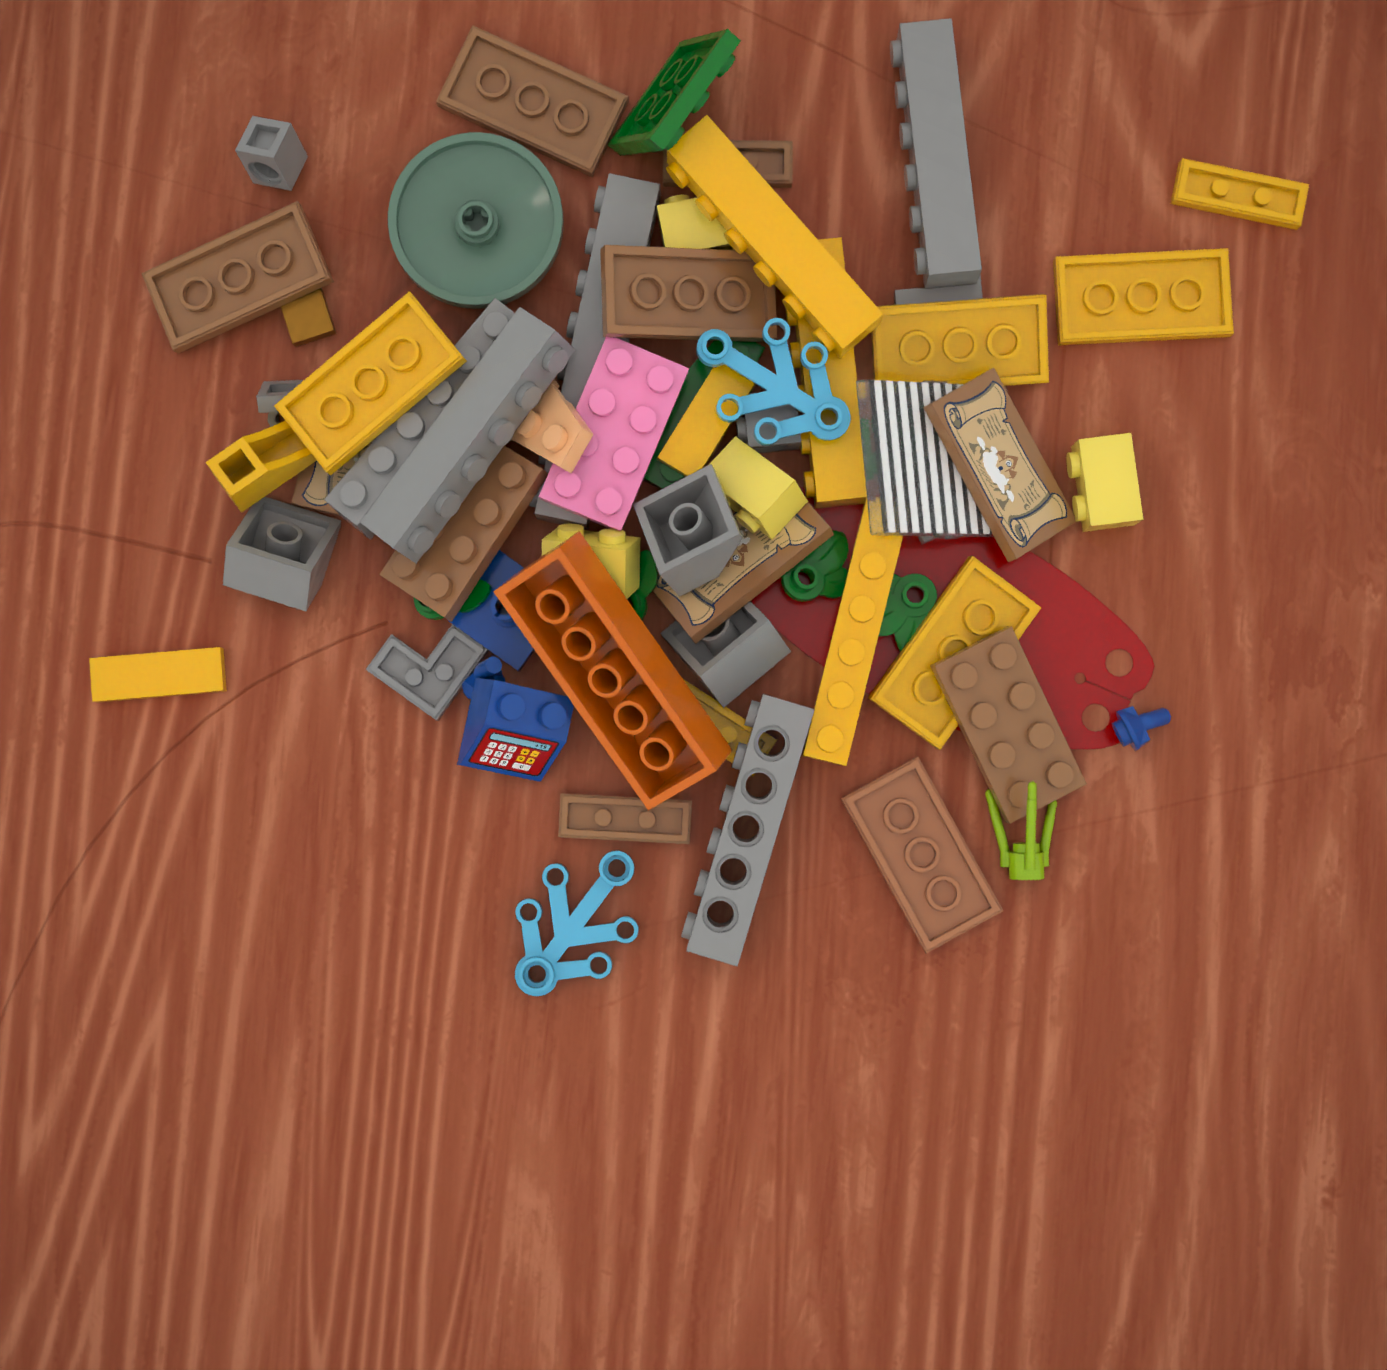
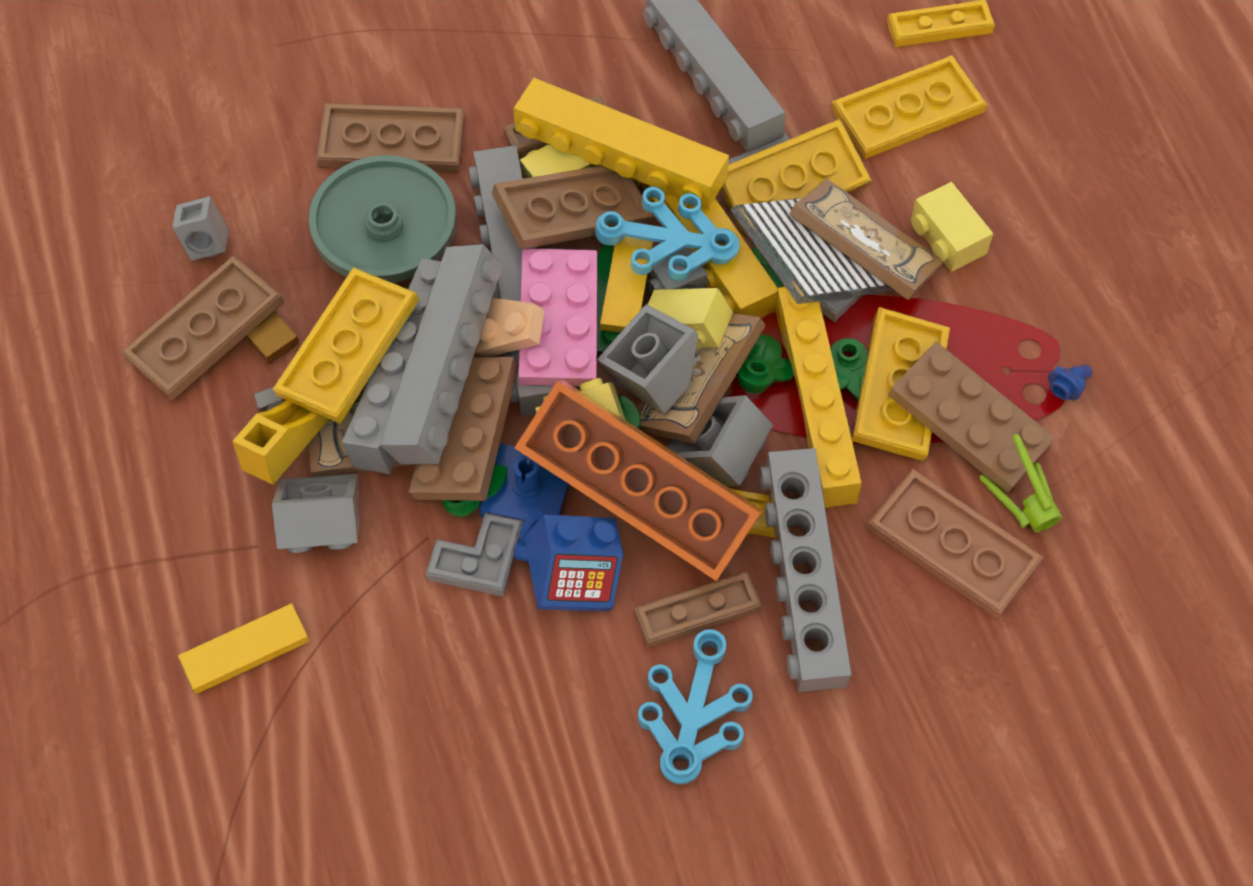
camera: 25 degrees left, 25 degrees down
(674, 93) = (501, 80): green plate -> none

